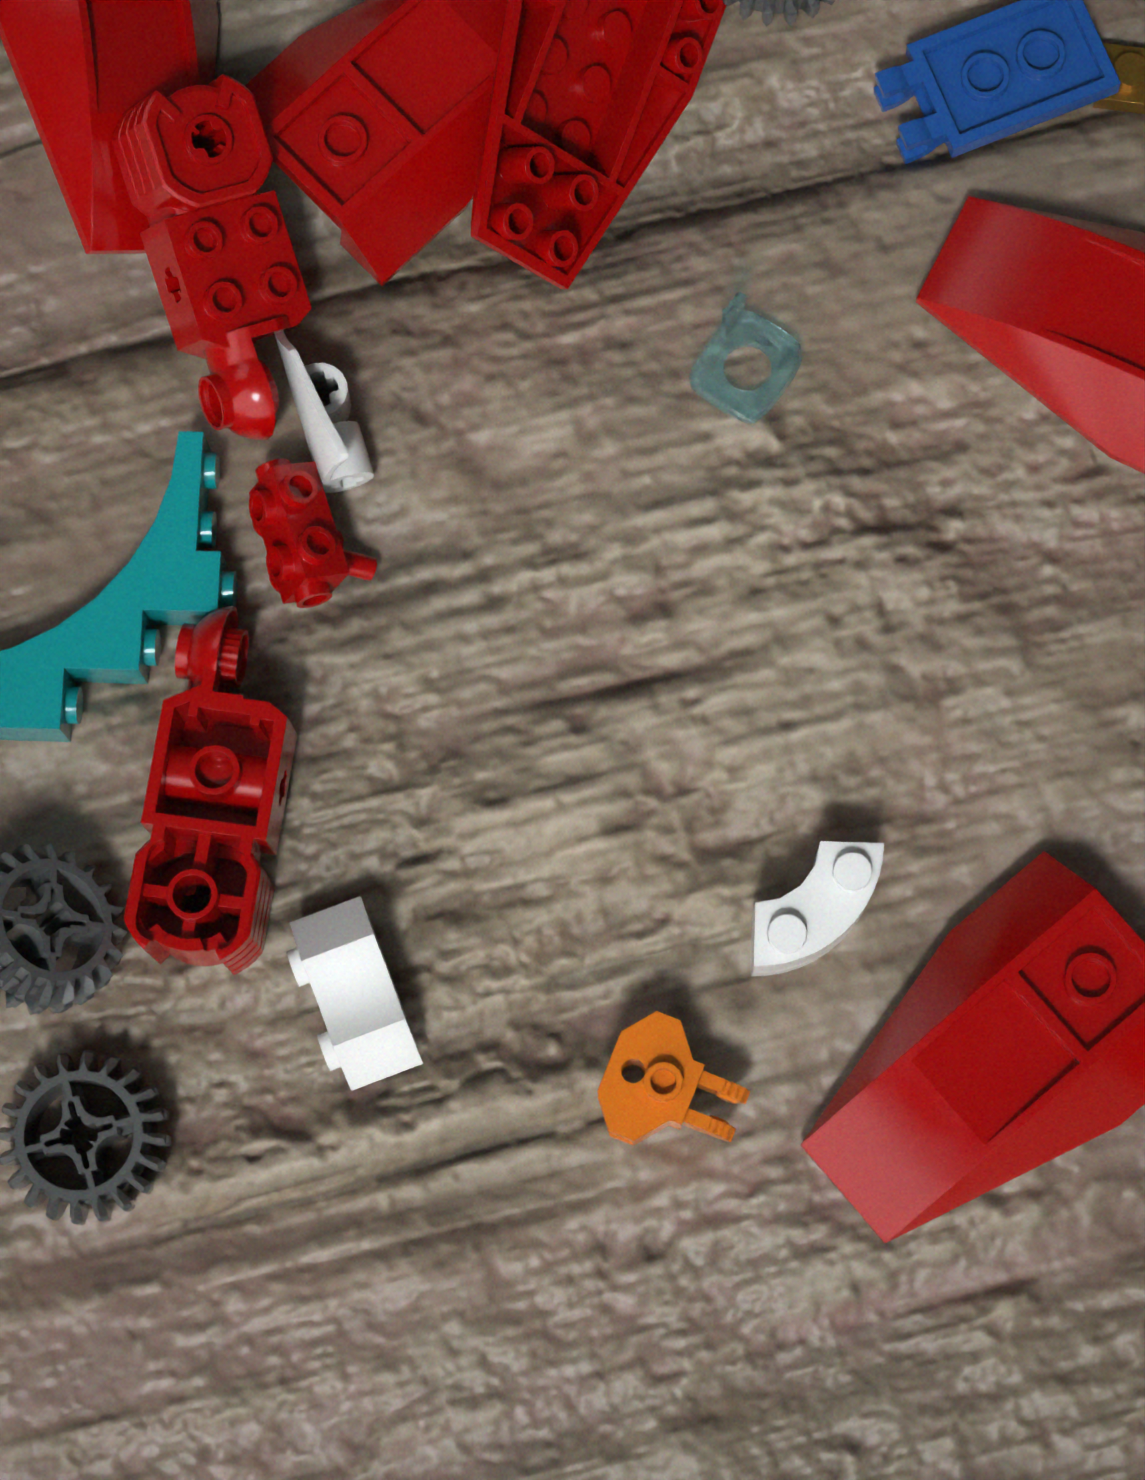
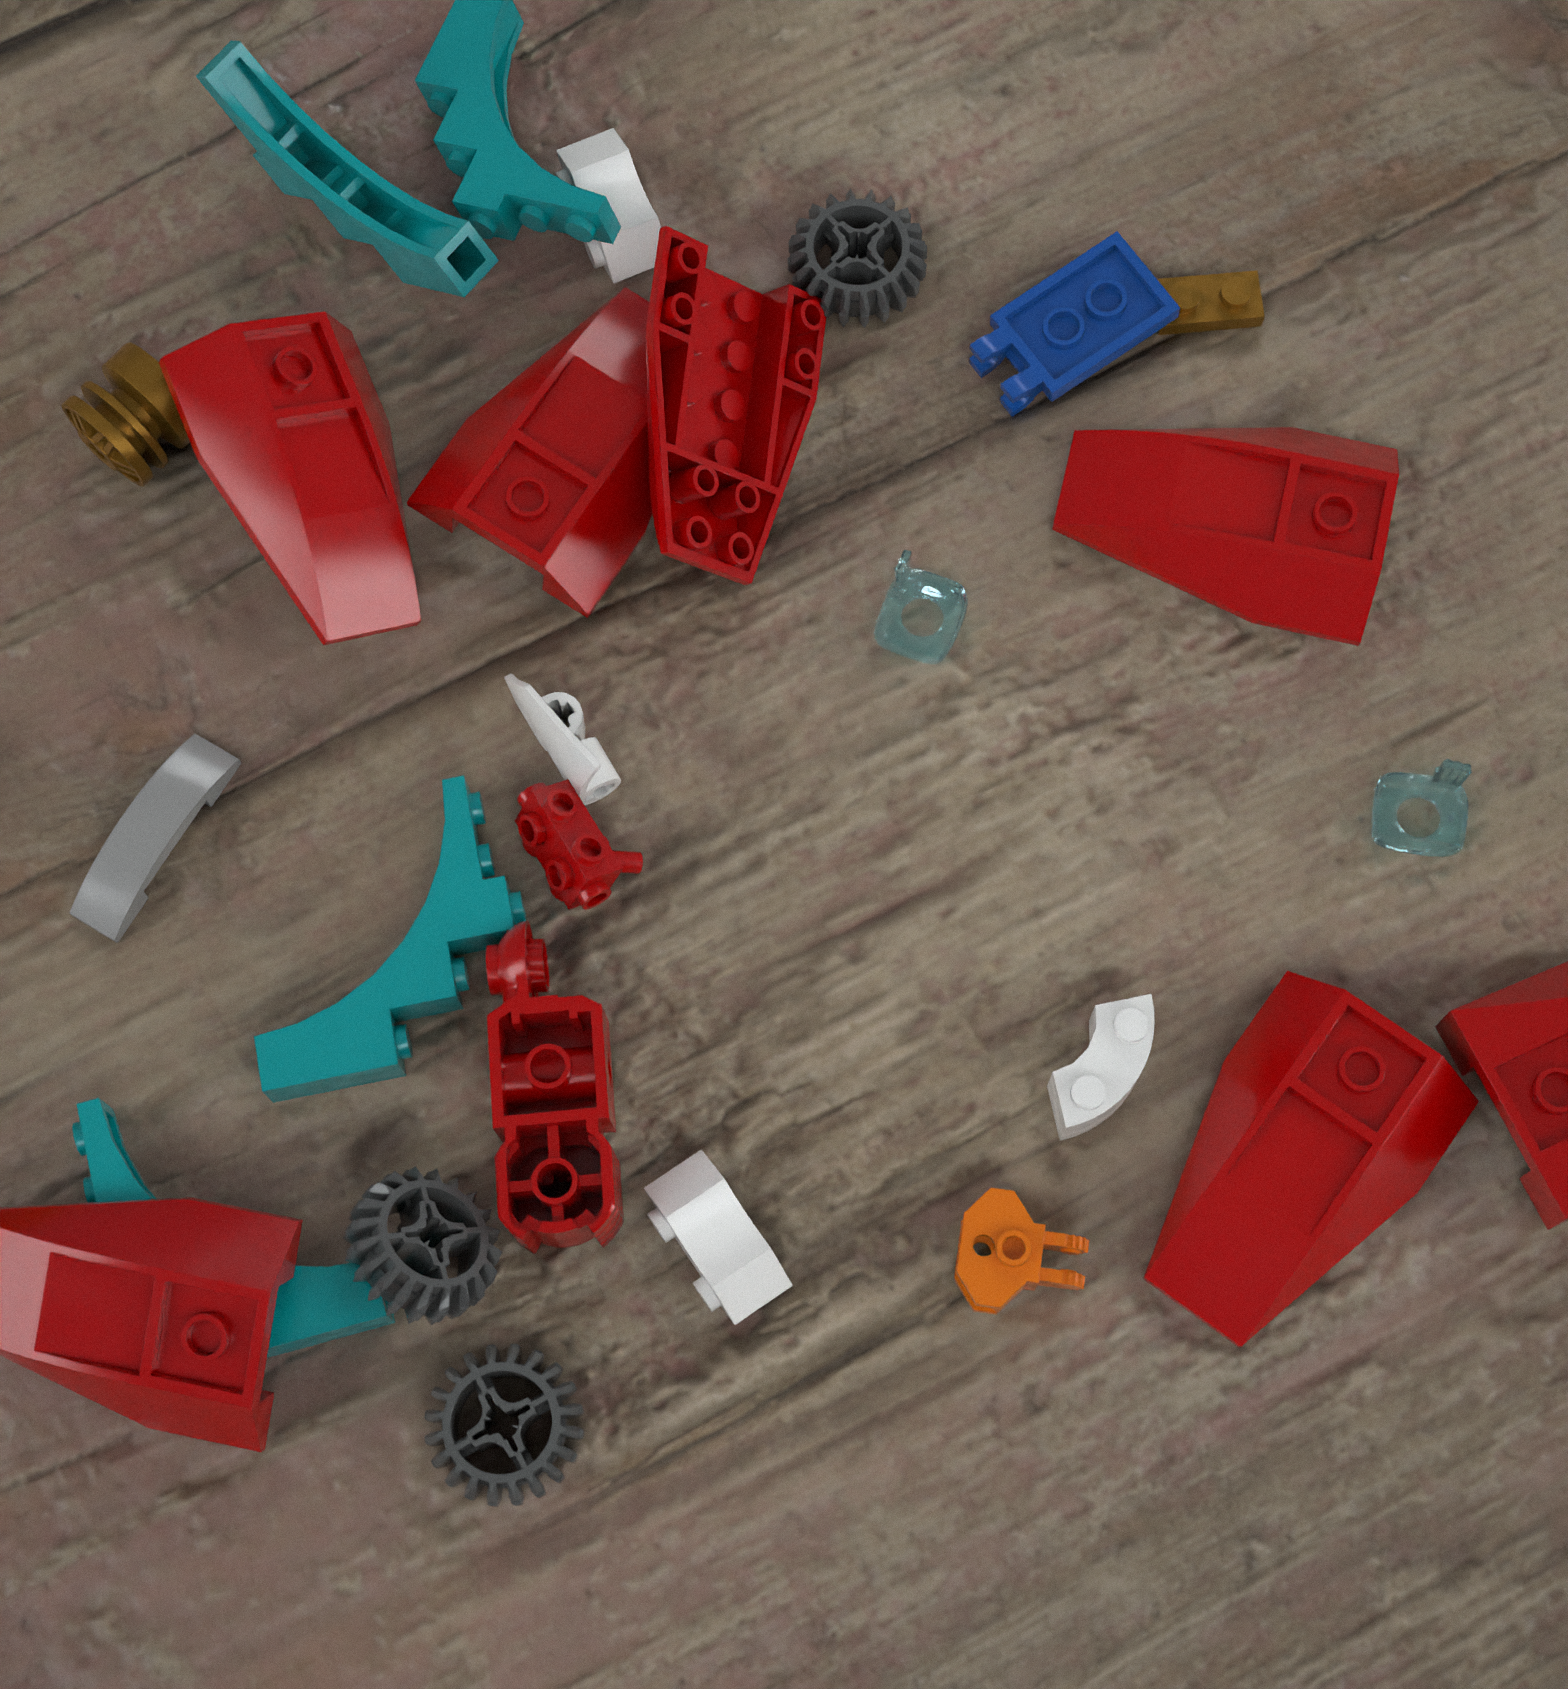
camera: 15 degrees left, 5 degrees down
(214, 240) = (436, 608): red brick -> none

